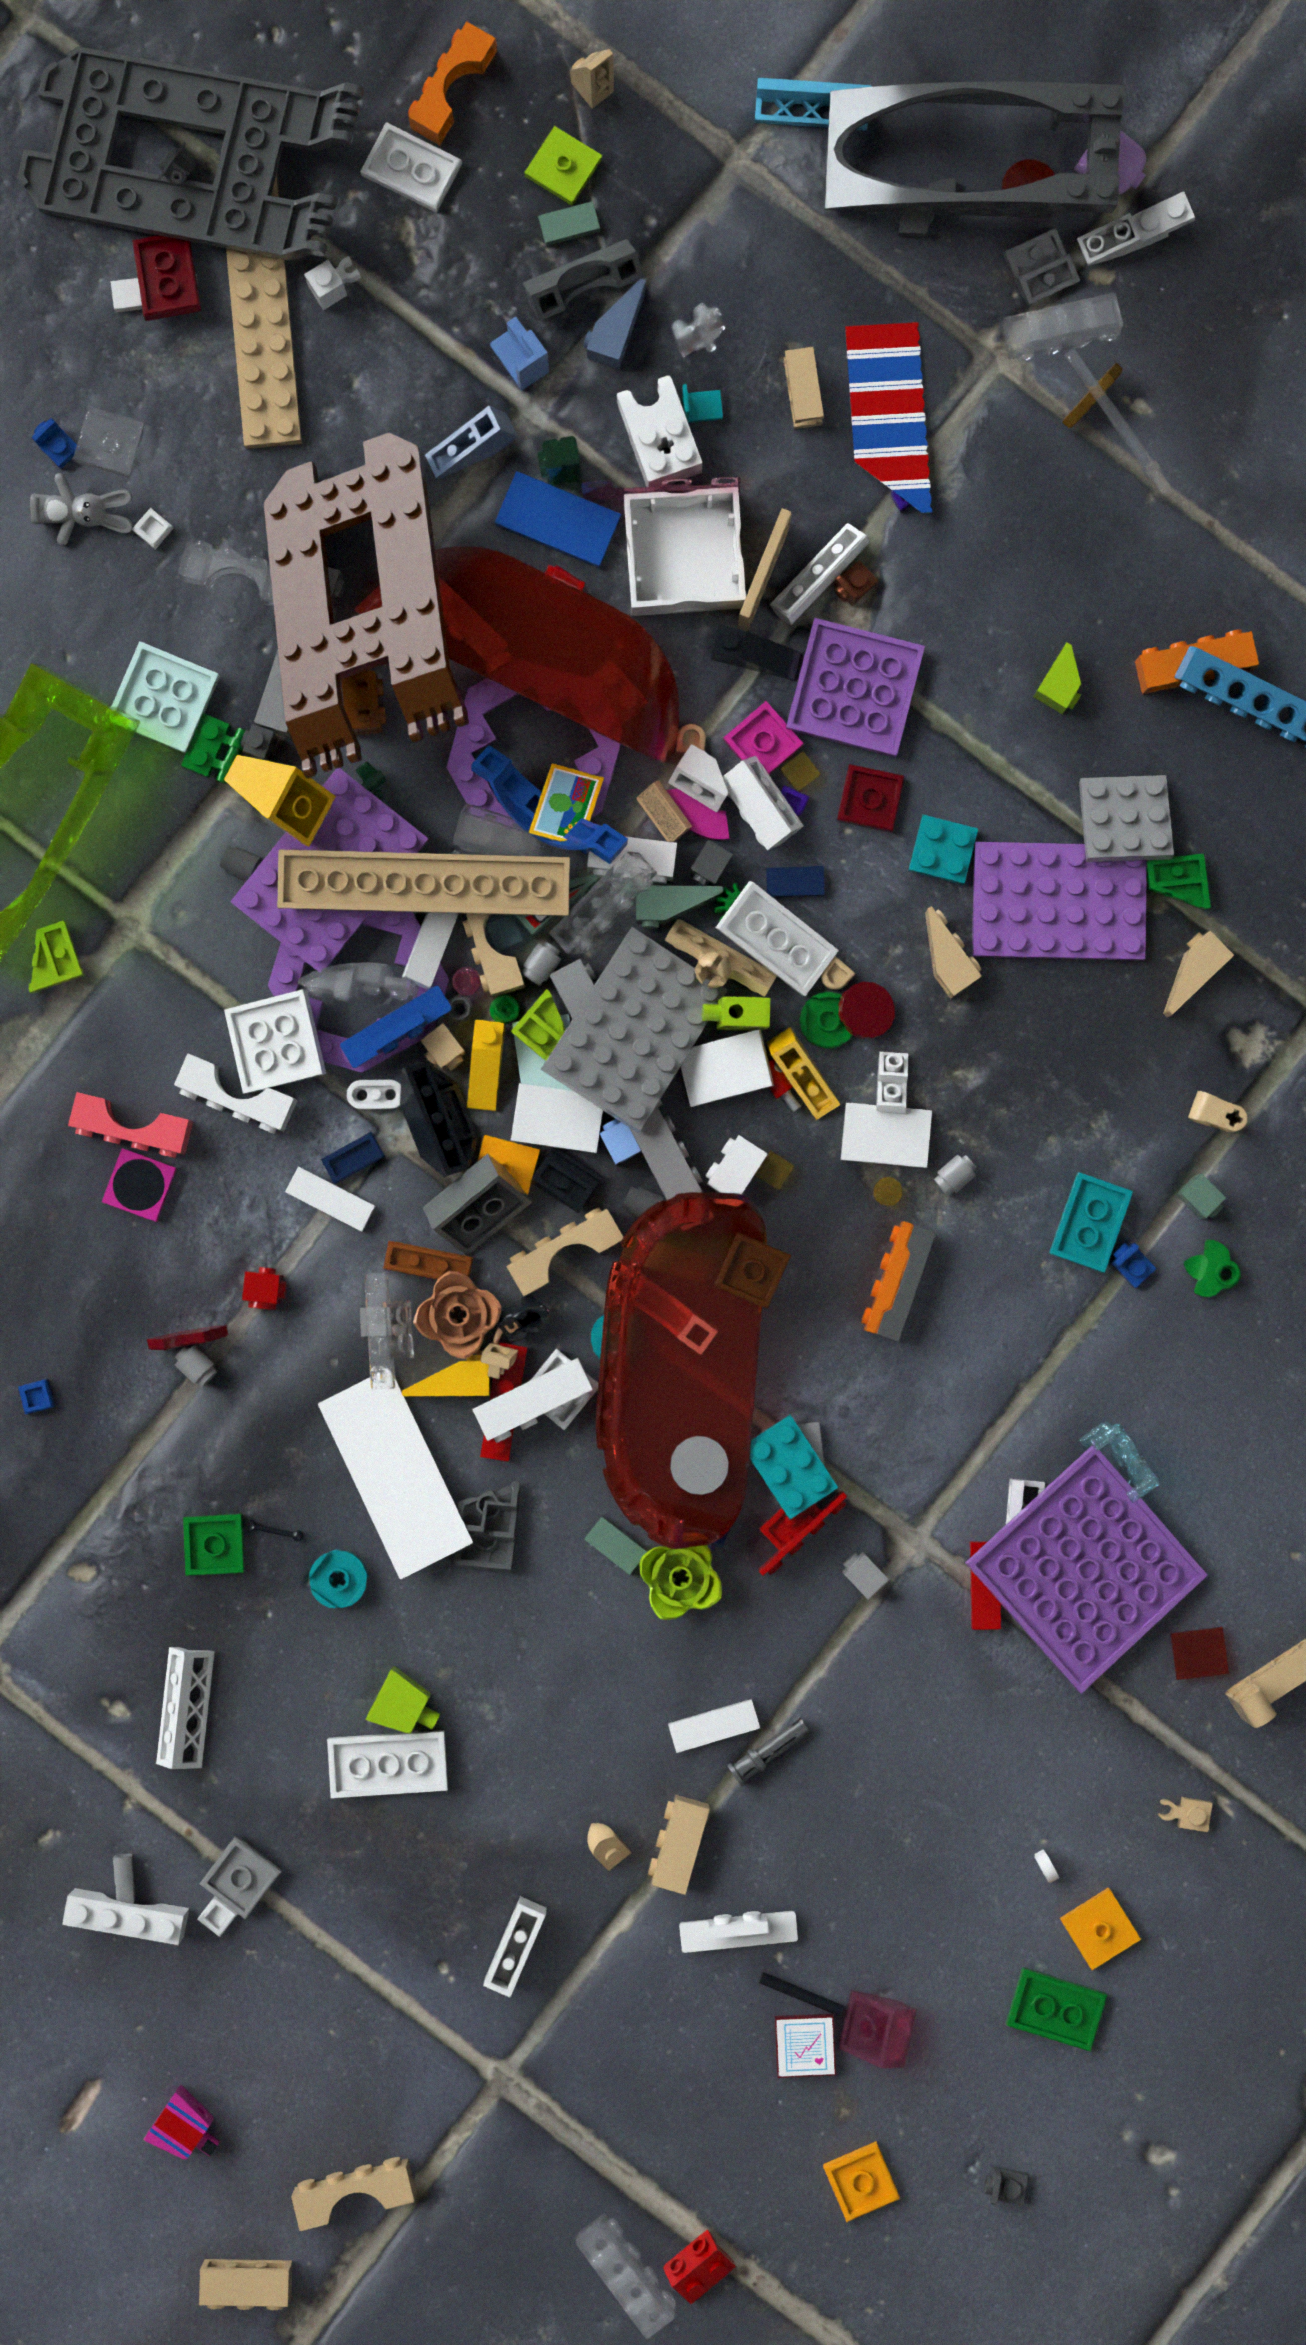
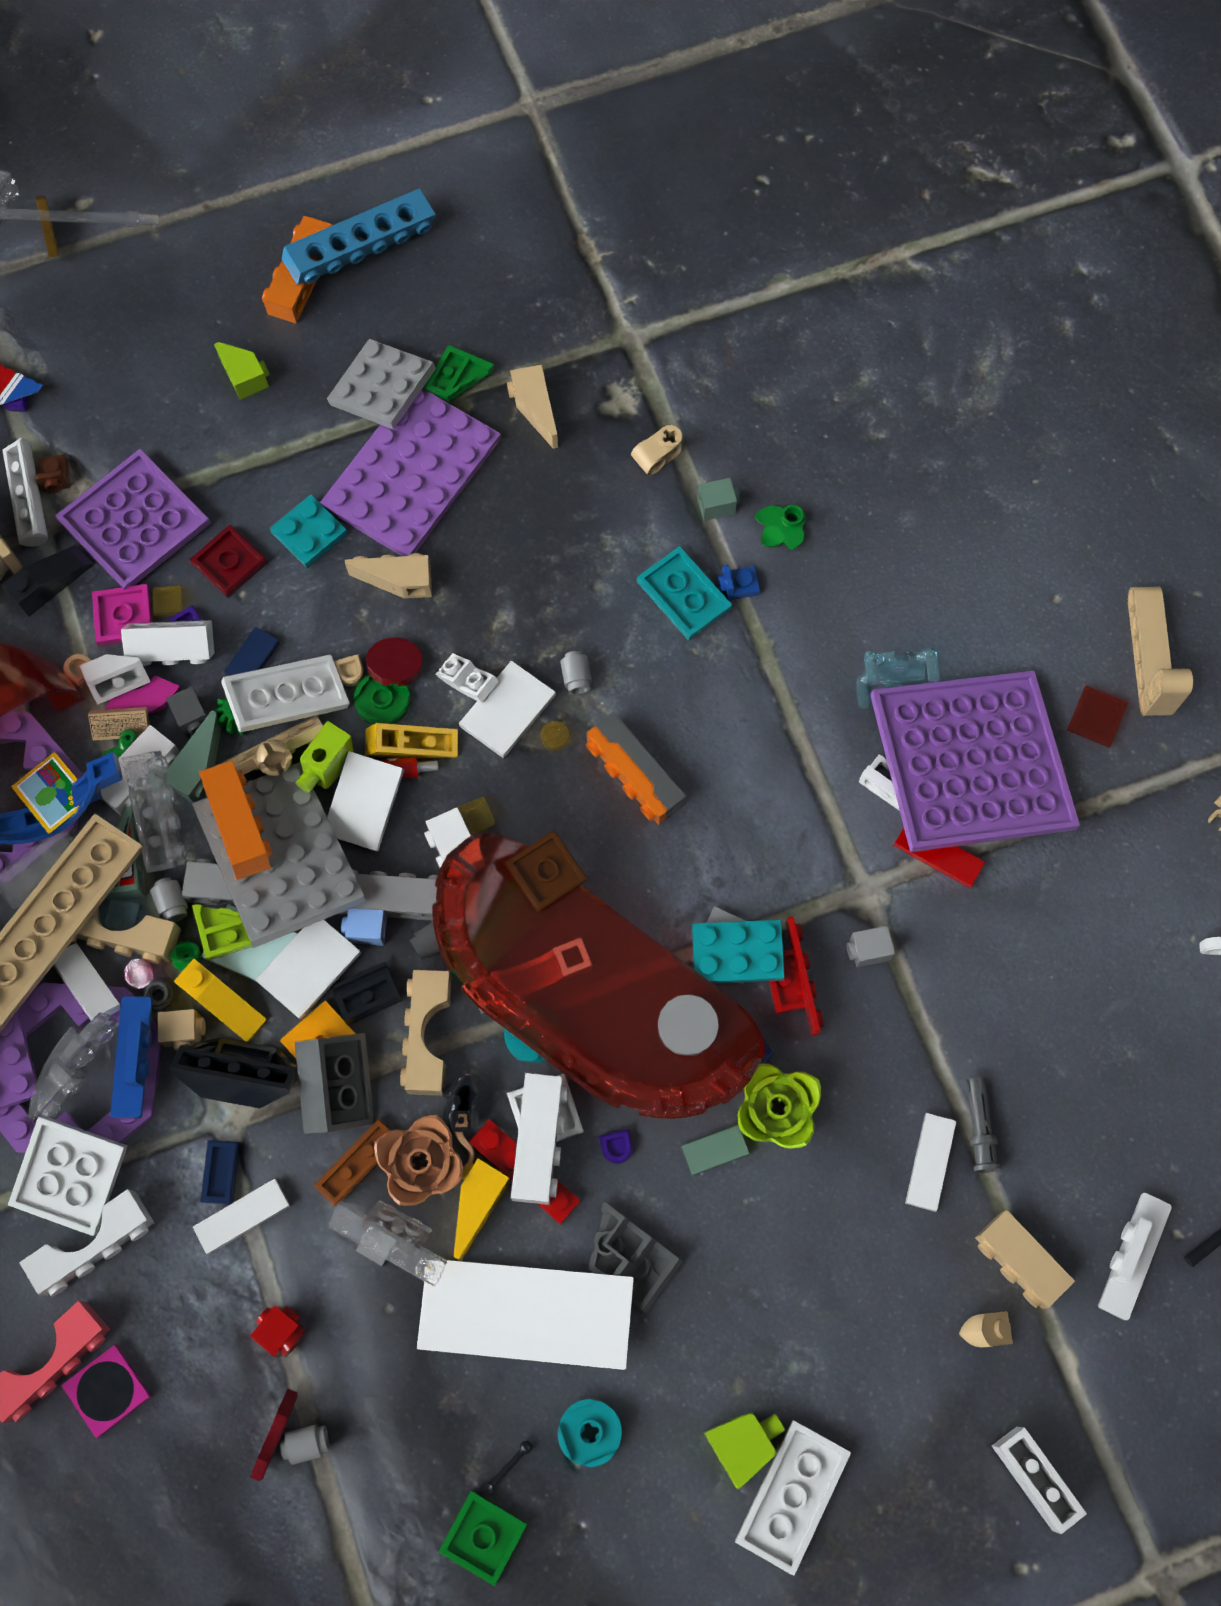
camera: 55 degrees left, 15 degrees down
(376, 1094) = (177, 1114): white plate -> none
(498, 1358) = (482, 1148): tan tile -> none
(569, 1463) = (616, 1146): none -> dark purple tile
(637, 978) = (235, 820): none -> orange brick
(650, 830) = (125, 741): none -> green arm

